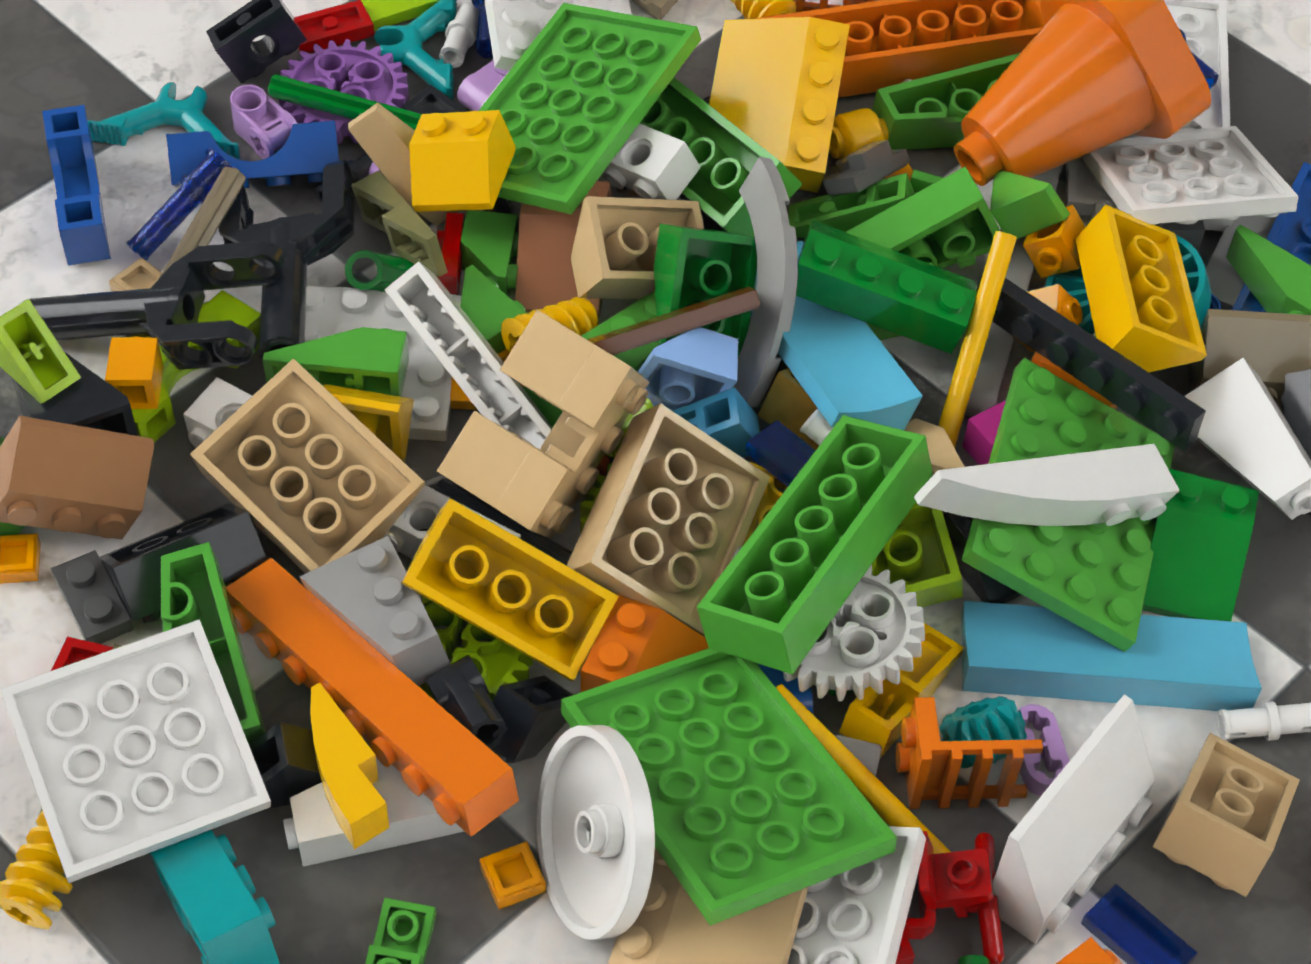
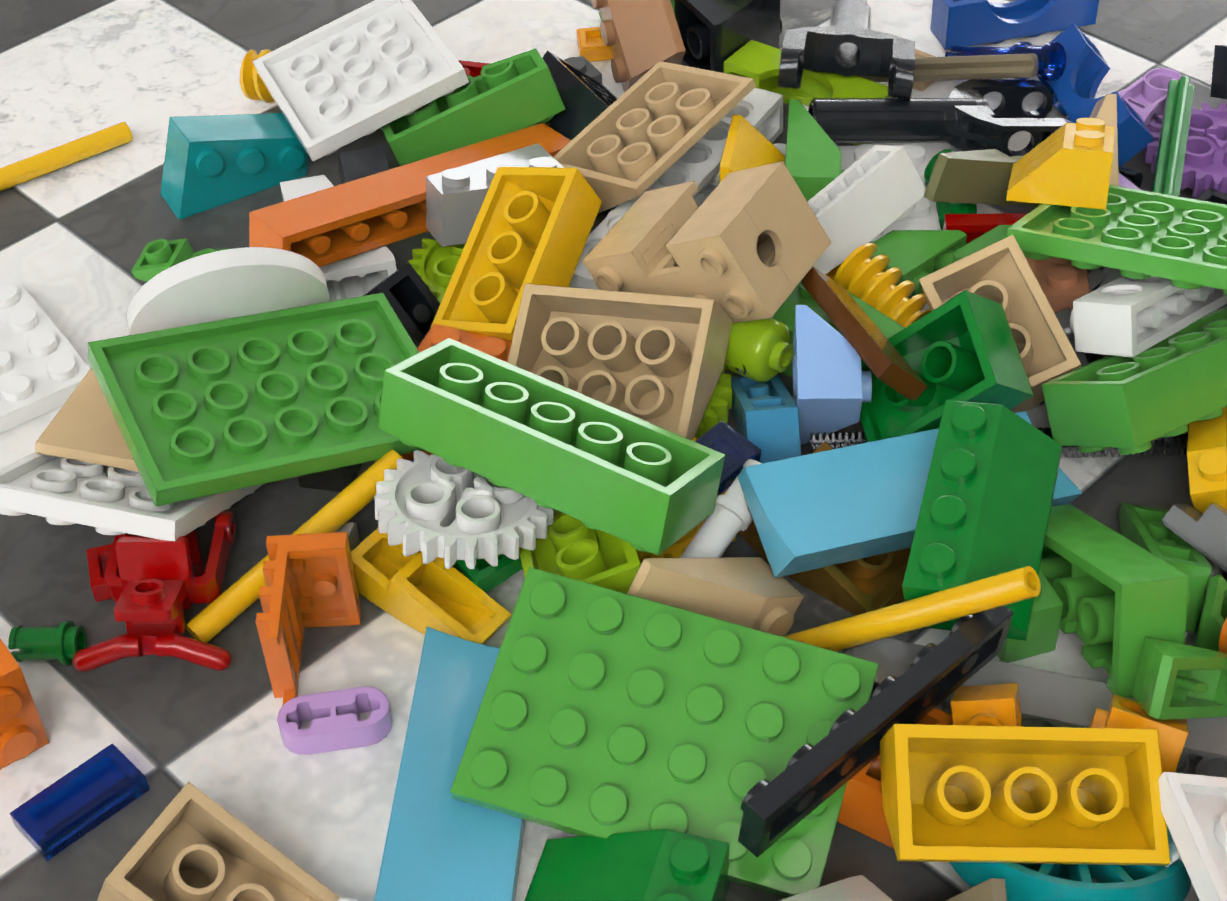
camera: 95 degrees right, 10 degrees down
(136, 370) = (762, 37): light orange brick -> none
(163, 111) = (1144, 52): teal piece -> none
(346, 771) = (329, 170): yellow slope -> none
(465, 696) = (391, 249): black piece -> none
(776, 279) = (985, 379): light grey tile -> none
(984, 720) = (340, 641): teal gear -> none
(1057, 489) = (635, 681): white slope -> none
(1075, 826) = (195, 697): white slope -> none

